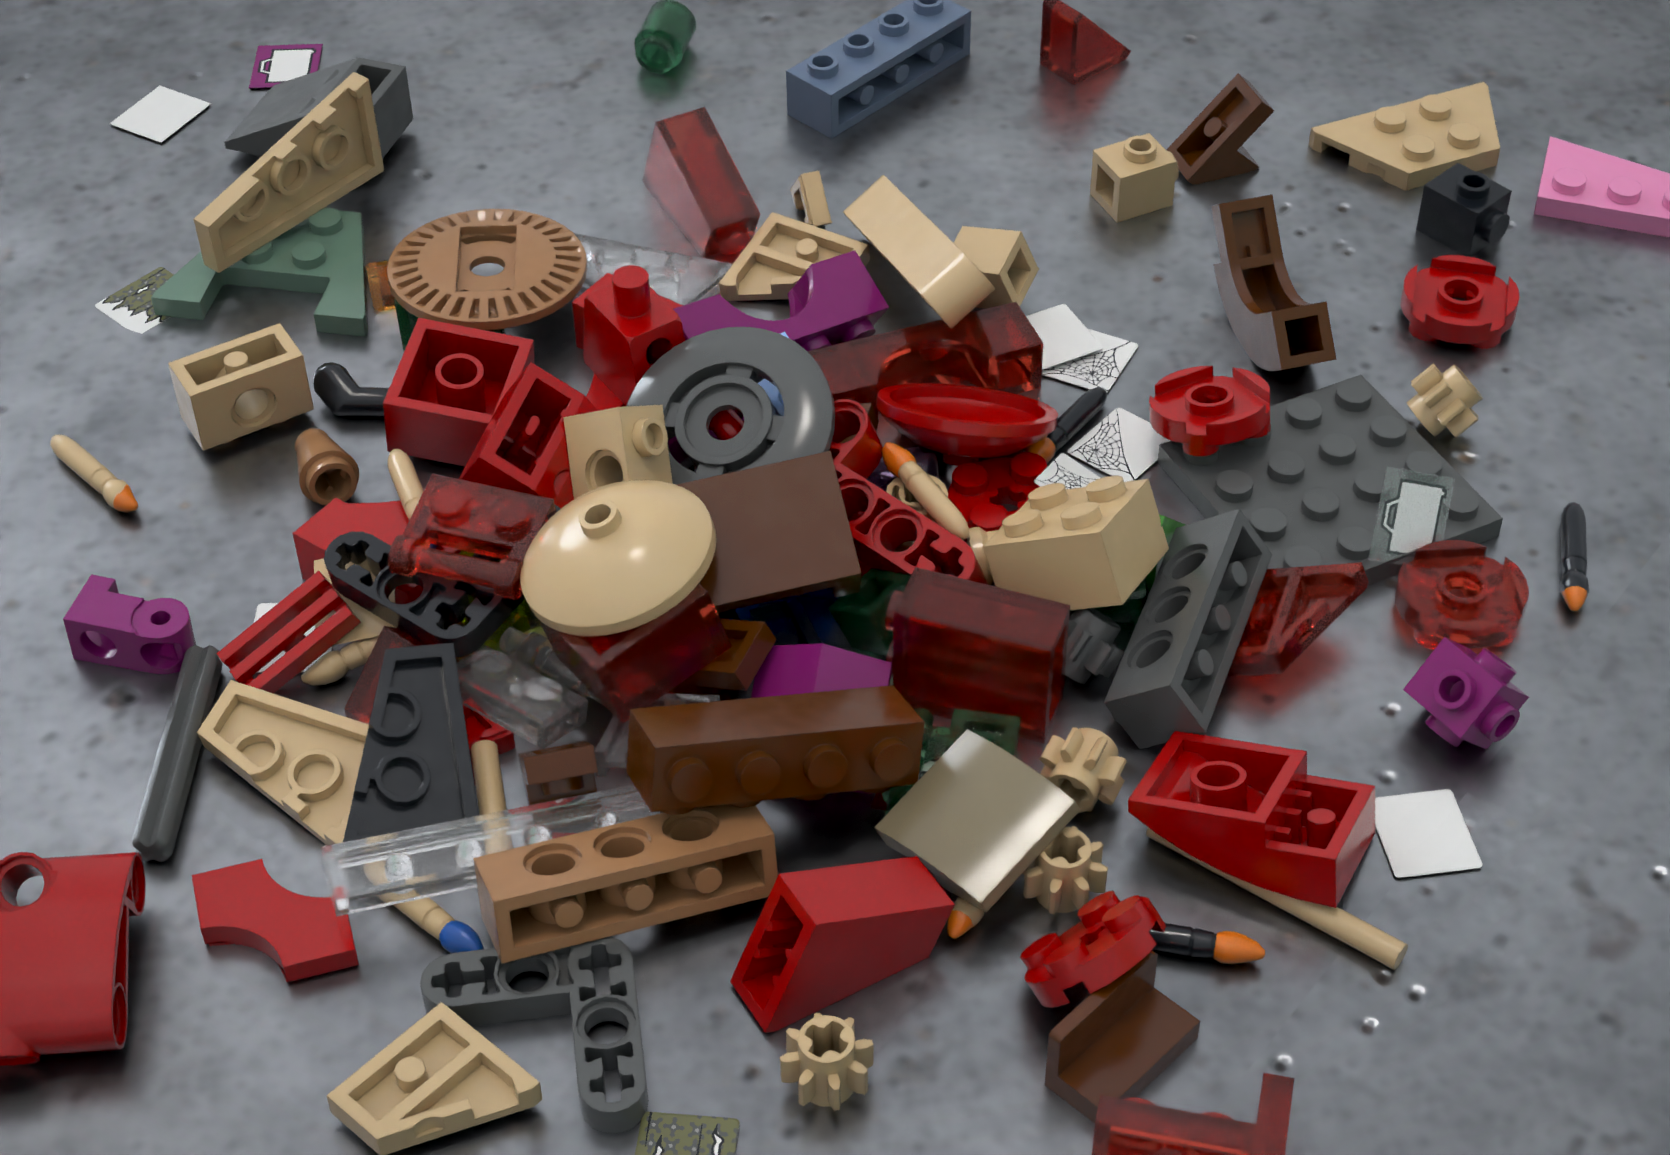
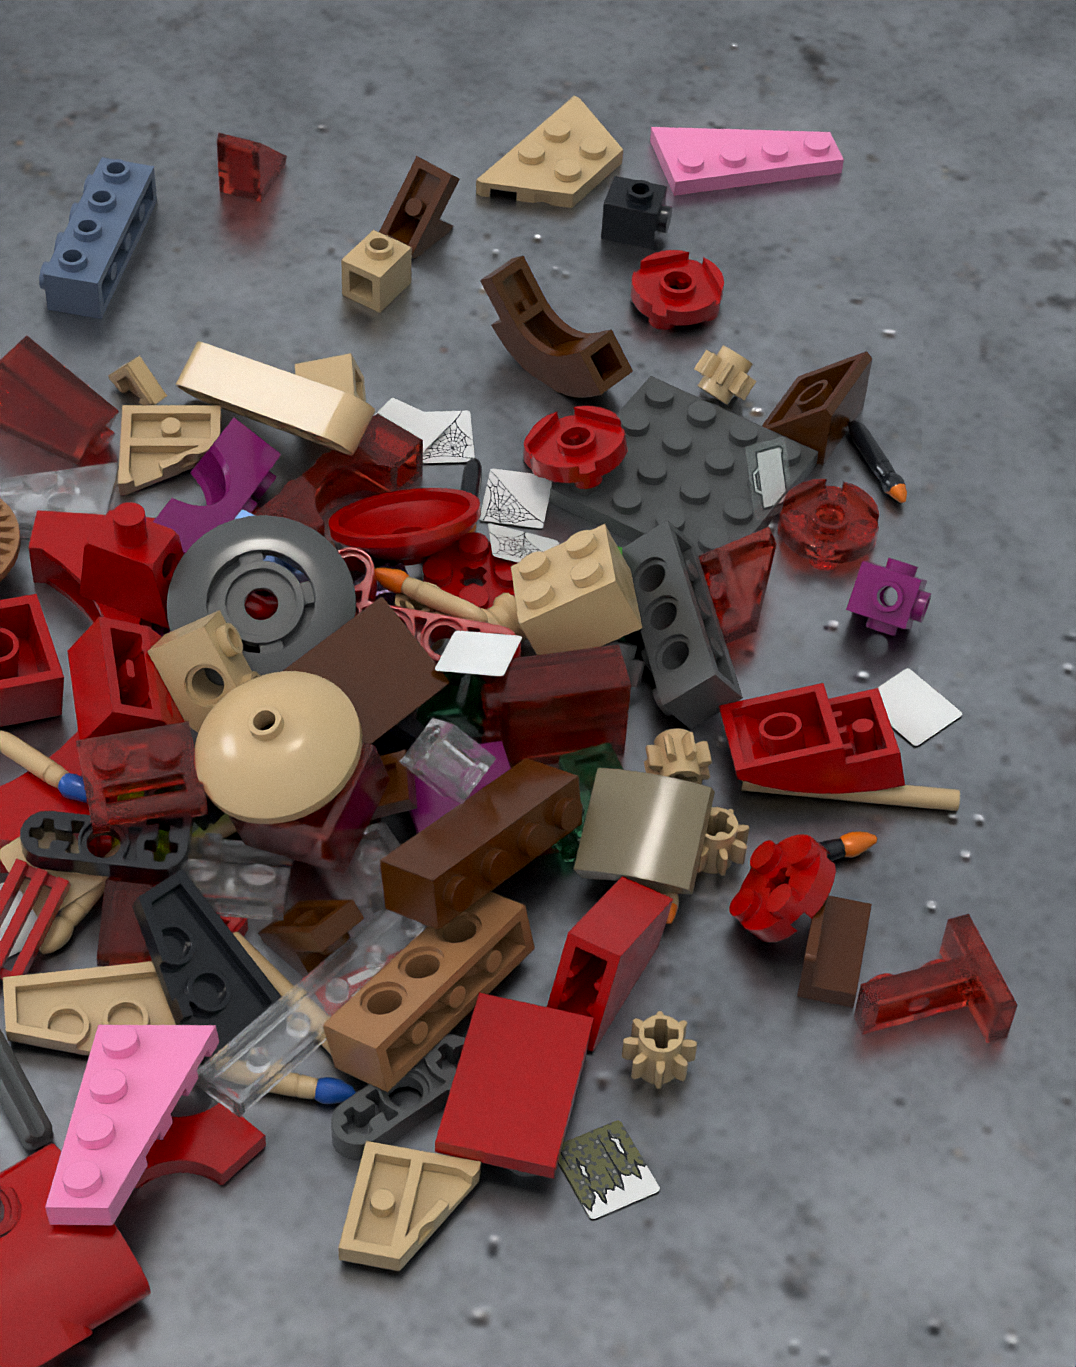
camera: 35 degrees left, 5 degrees up
(204, 850) = (120, 1112): none -> bright pink wing
(634, 1020) = (515, 1085): none -> red tile
(788, 645) = (447, 760): none -> clear brick
(910, 555) = (478, 653): none -> white sticker
(1545, 475) = (822, 405): none -> reddish brown slope

